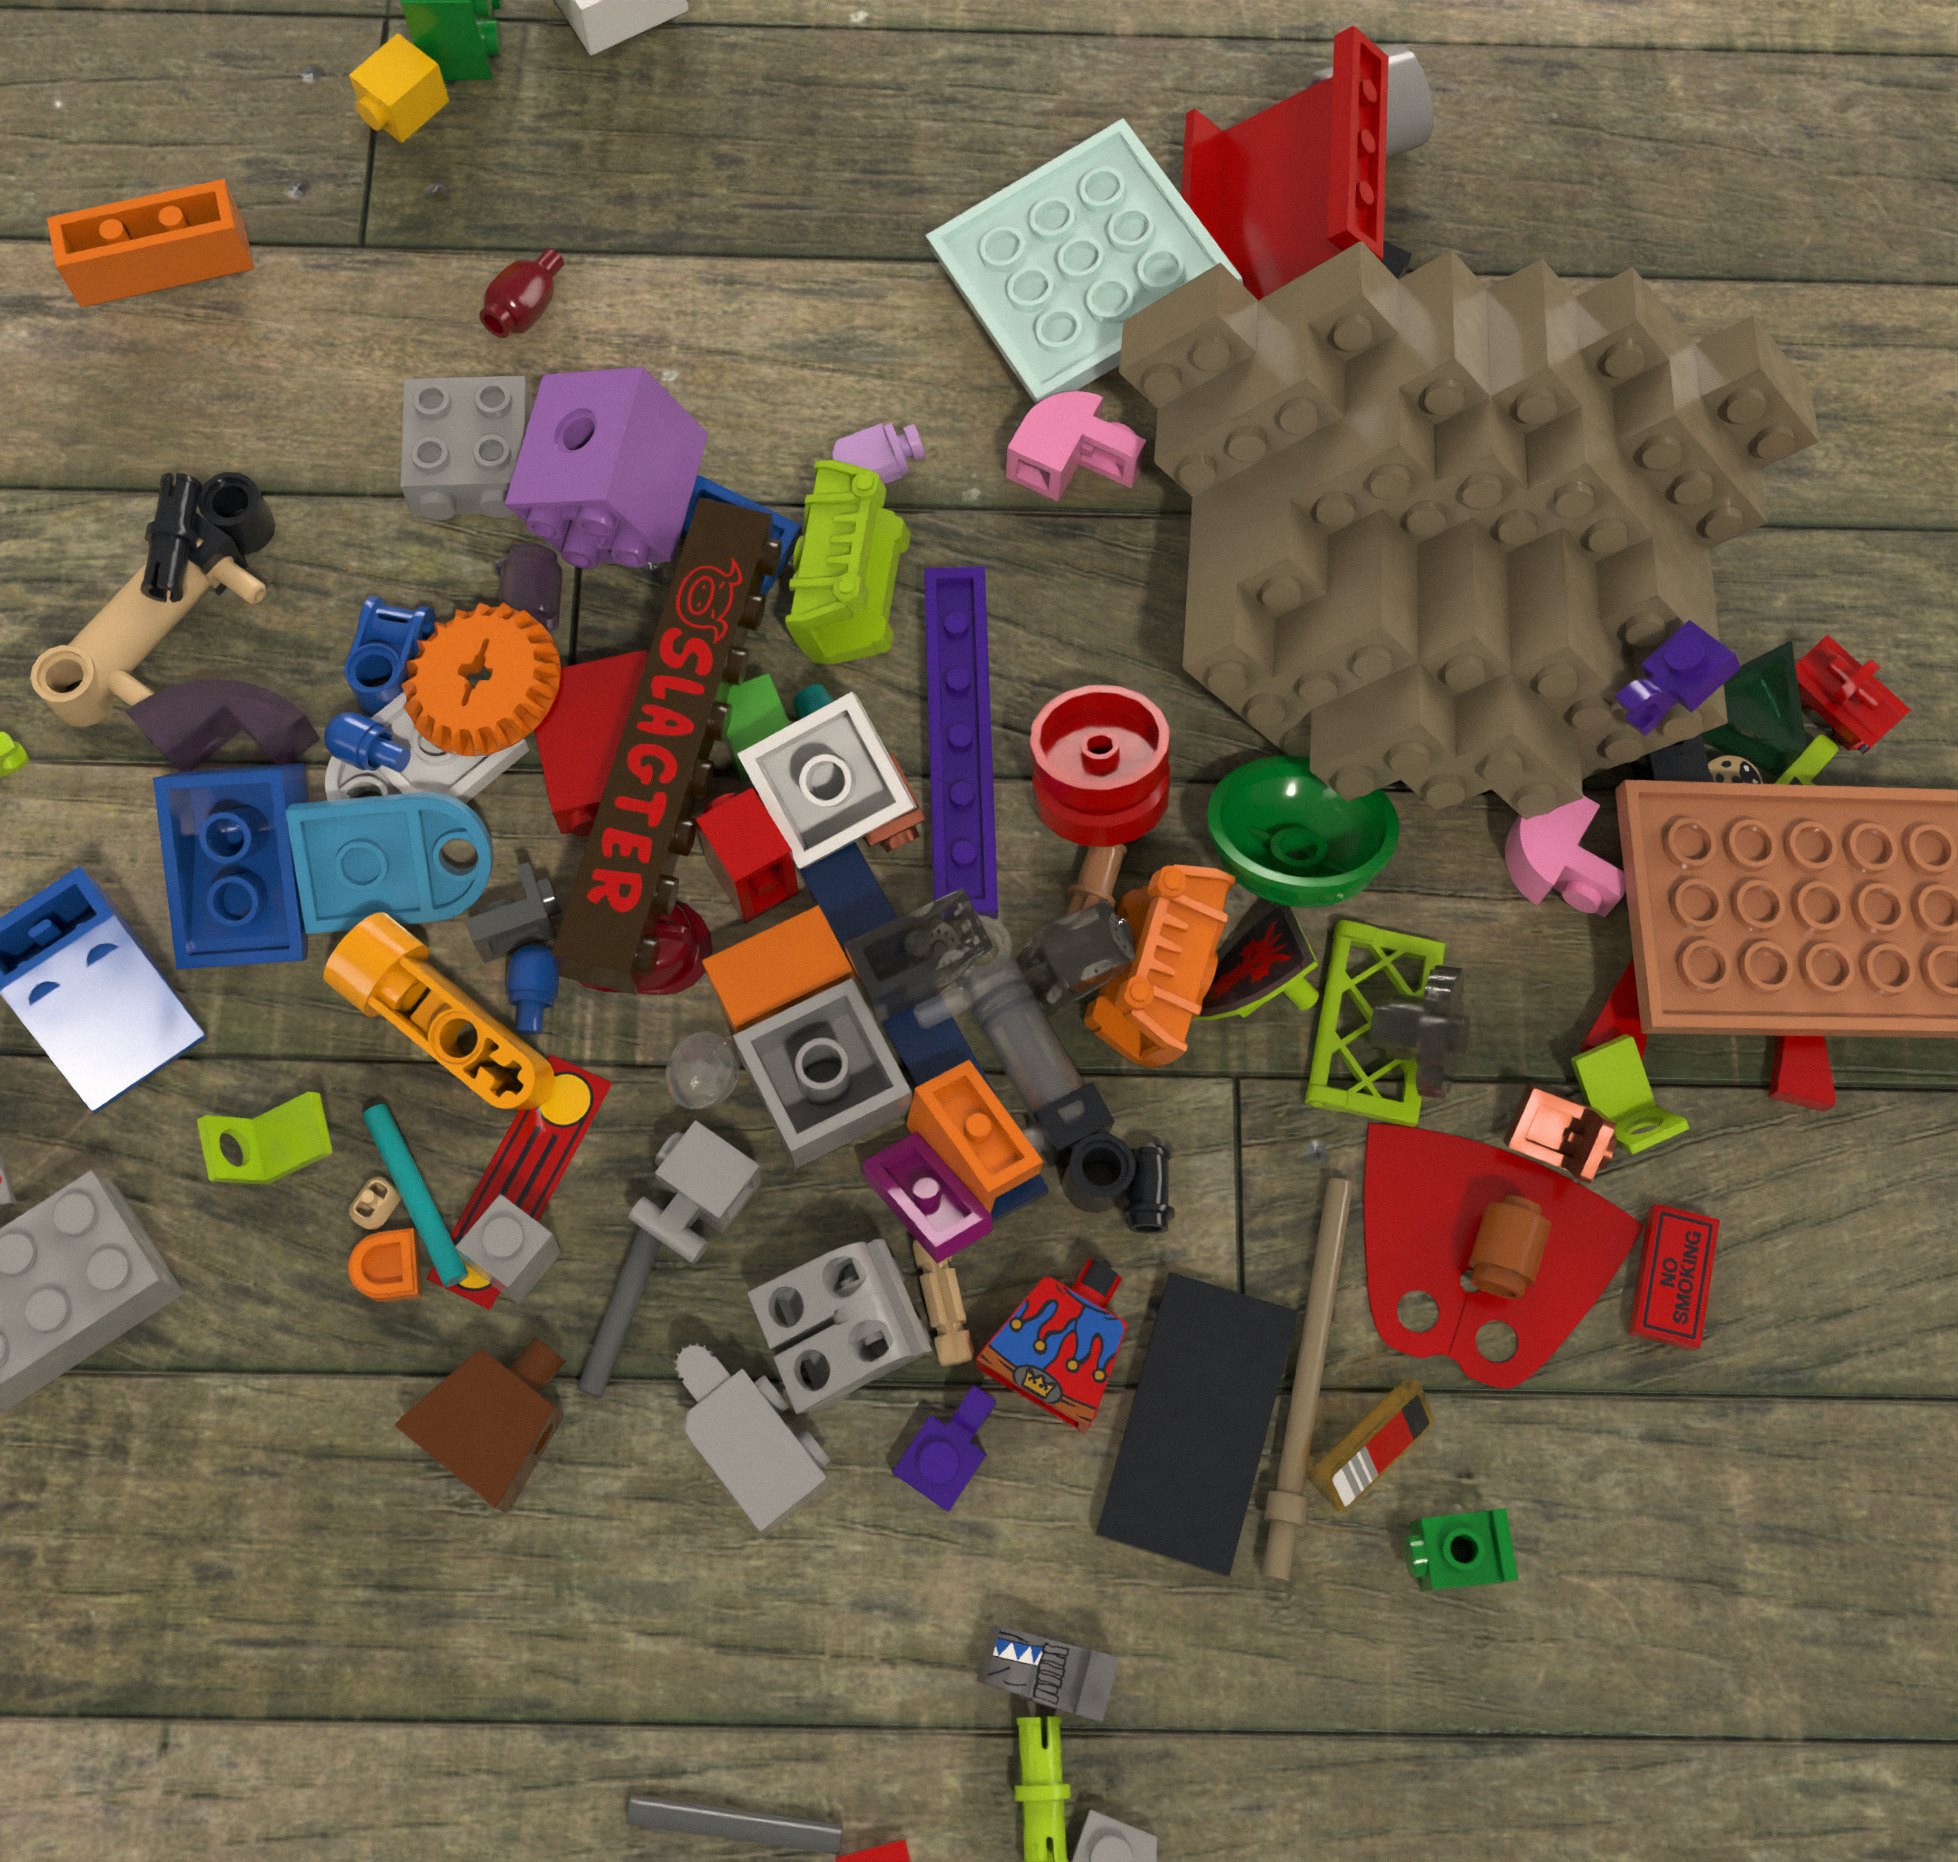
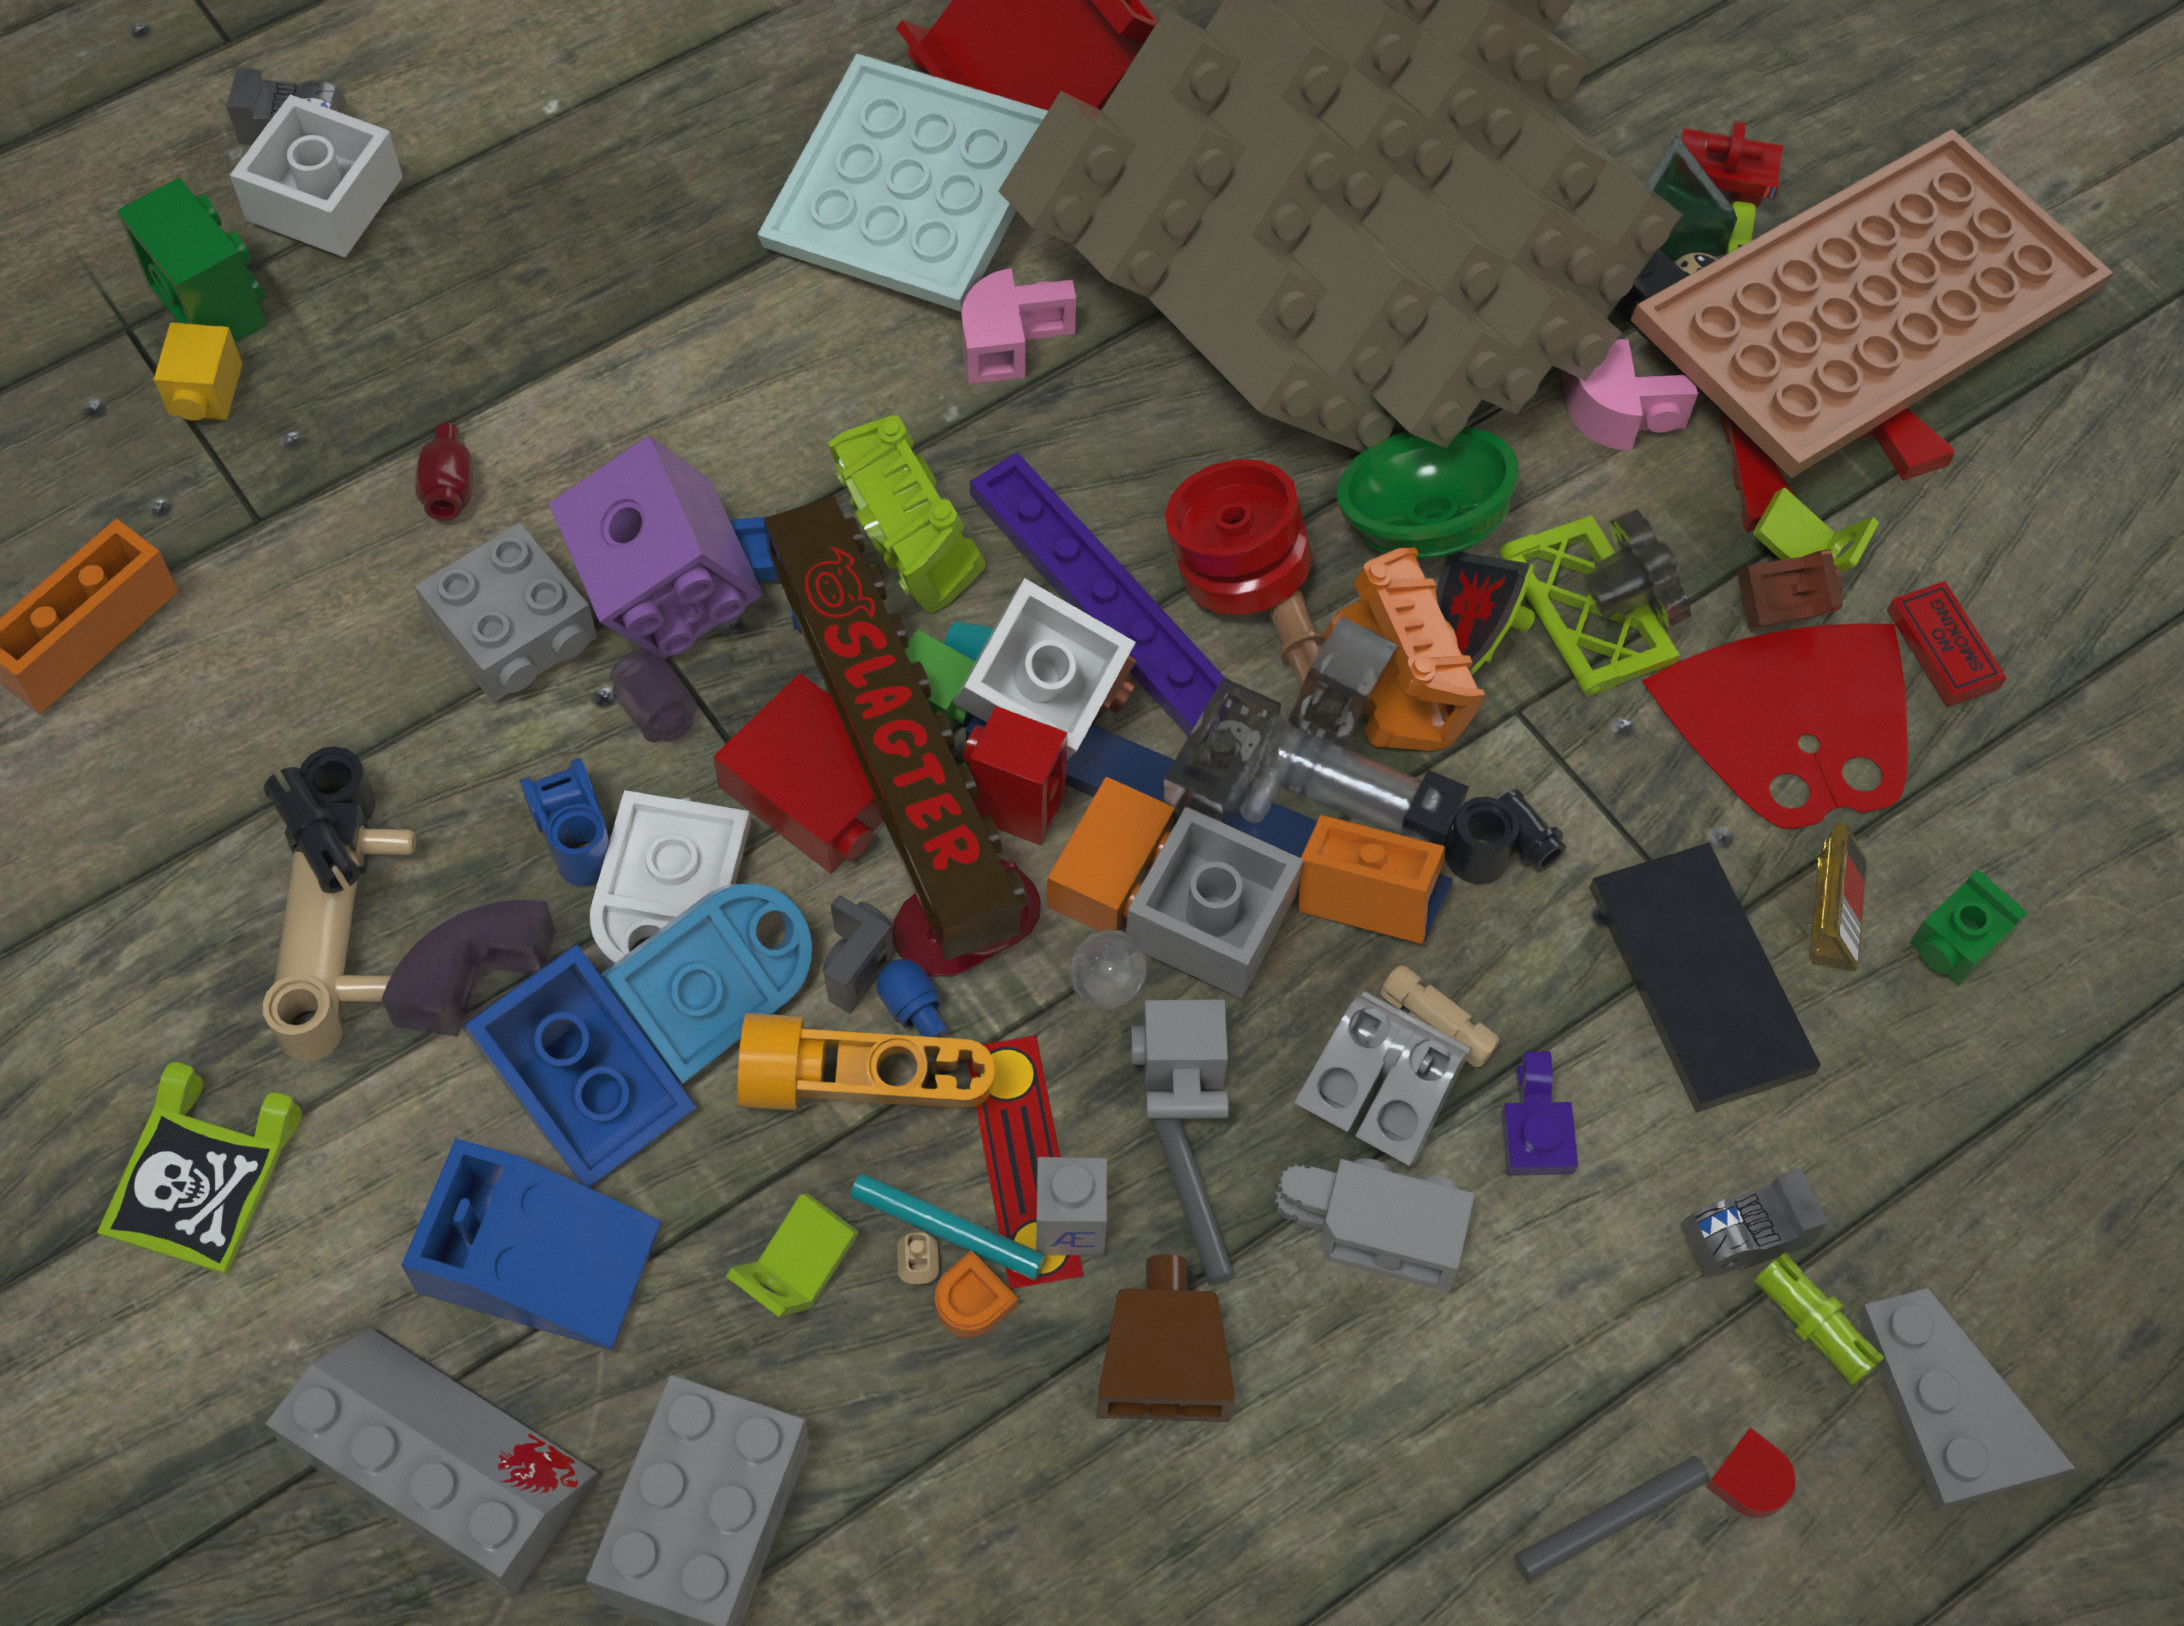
camera: 35 degrees left, 10 degrees down
(364, 743) = (616, 893): blue cylinder -> none
(497, 711) = (717, 791): orange gear -> none
(881, 450) = (856, 409): lavender arm -> none
(927, 1197) = (1369, 941): magenta plate -> none
(1060, 1345) = (1562, 986): torso -> none
(1286, 1506) = (1816, 985): dark tan bar -> none
(1509, 1247) = (1821, 694): dark orange brick -> none
(1680, 671) = (1630, 187): dark purple plate -> none

